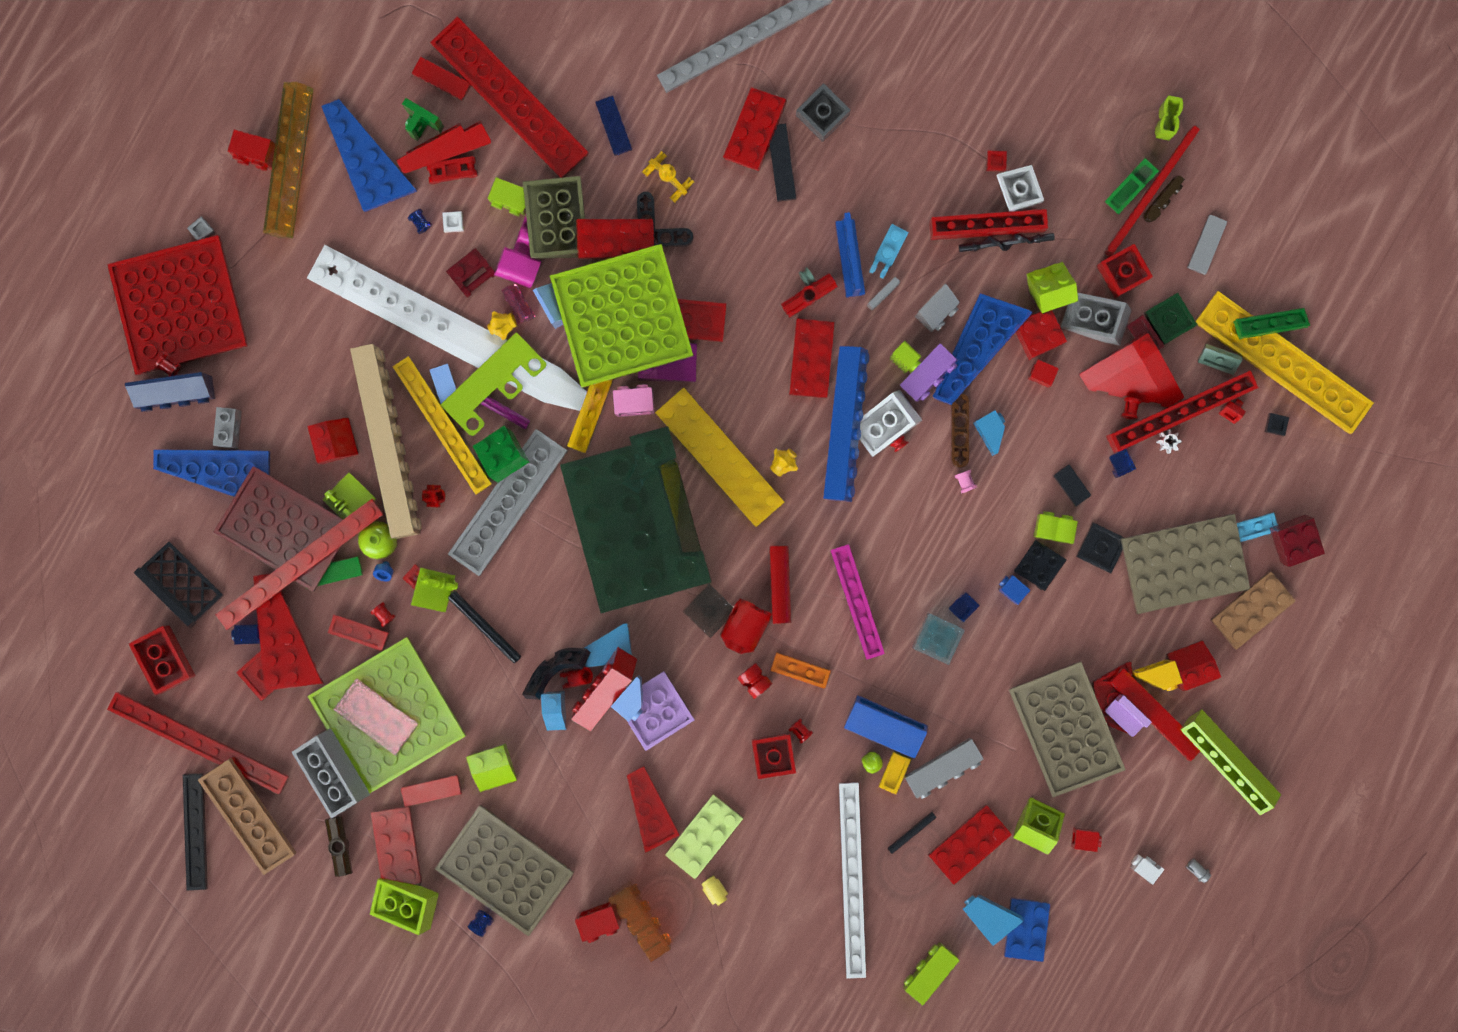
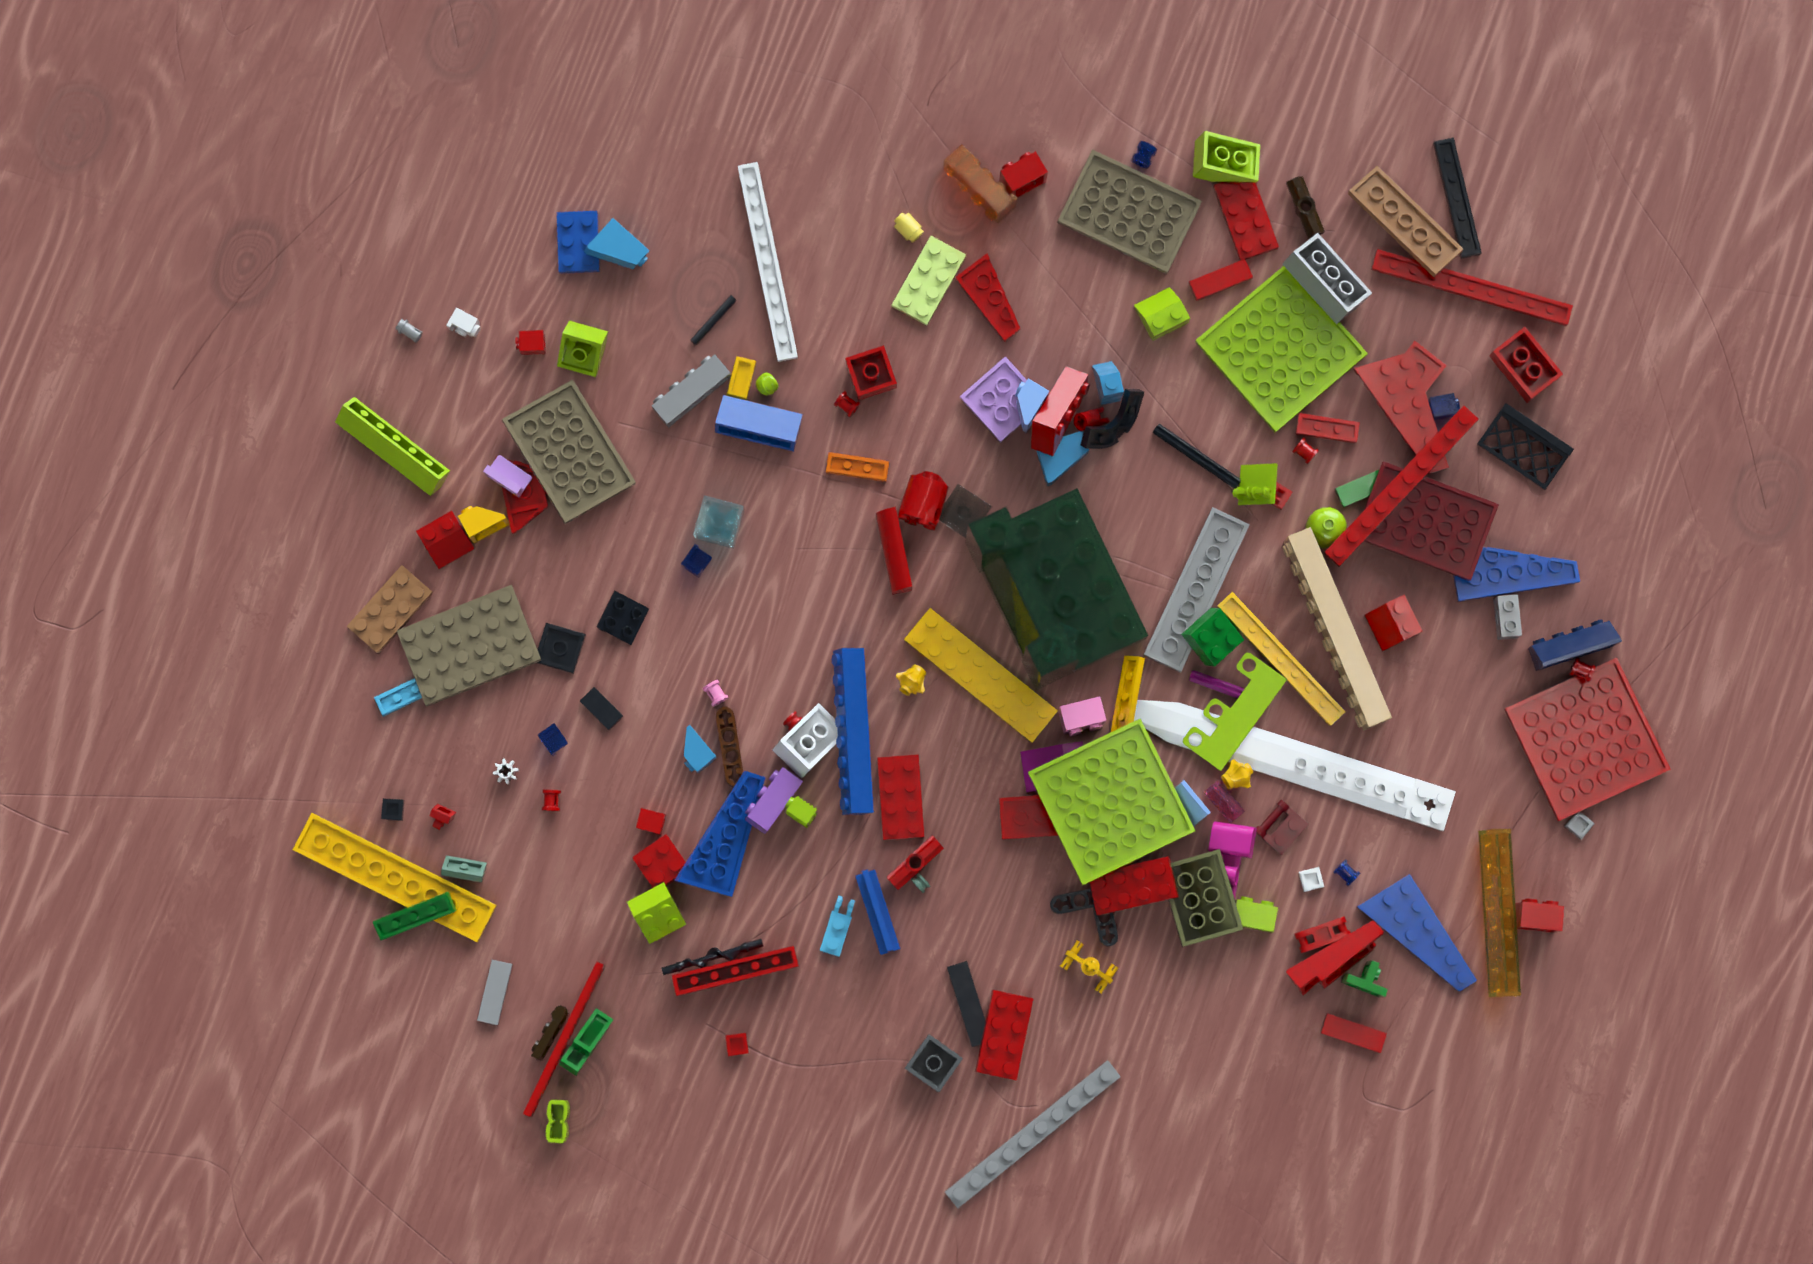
camera: 165 degrees right, 5 degrees down
(347, 496) = (1365, 566): lime hinge -> none
(376, 716) = (1291, 344): clear pink tile -> none
(383, 571) = (1313, 495): blue tile -> none
(433, 496) = (1276, 582): red gear -> none
(443, 381) = (1288, 705): light blue tile -> none
(509, 98) = (1276, 1024): red plate -> none
(613, 125) = (1157, 1013): clear blue tile -> none
(754, 680) = (904, 447): red wheel -> none
(857, 602) = (809, 547): dark pink plate -> none
(883, 293) = (836, 877): light grey tile -> none
(930, 973) = (671, 181): lime brick -> none
(938, 308) = (775, 870): light grey slope -> none
(969, 844) = (651, 318): red plate -> none
(1013, 589) = (647, 587): blue brick -> none
(1020, 189) = (707, 1013): white slope -> none
(1055, 528) = (612, 659): lime brick -> none
(1097, 318) = (602, 890): light grey slope -> none
(1124, 271) = (580, 945): red brick -> none
(1134, 372) = (553, 839): red slope -> none
(1142, 326) = (547, 880): dark red plate -> none
(1155, 712) = (480, 484): red tile -> none
(1170, 318) = (523, 904): dark green plate -> none
(1182, 411) = (496, 804): red brick -> none
(1297, 540) = (355, 688): dark red brick -> none

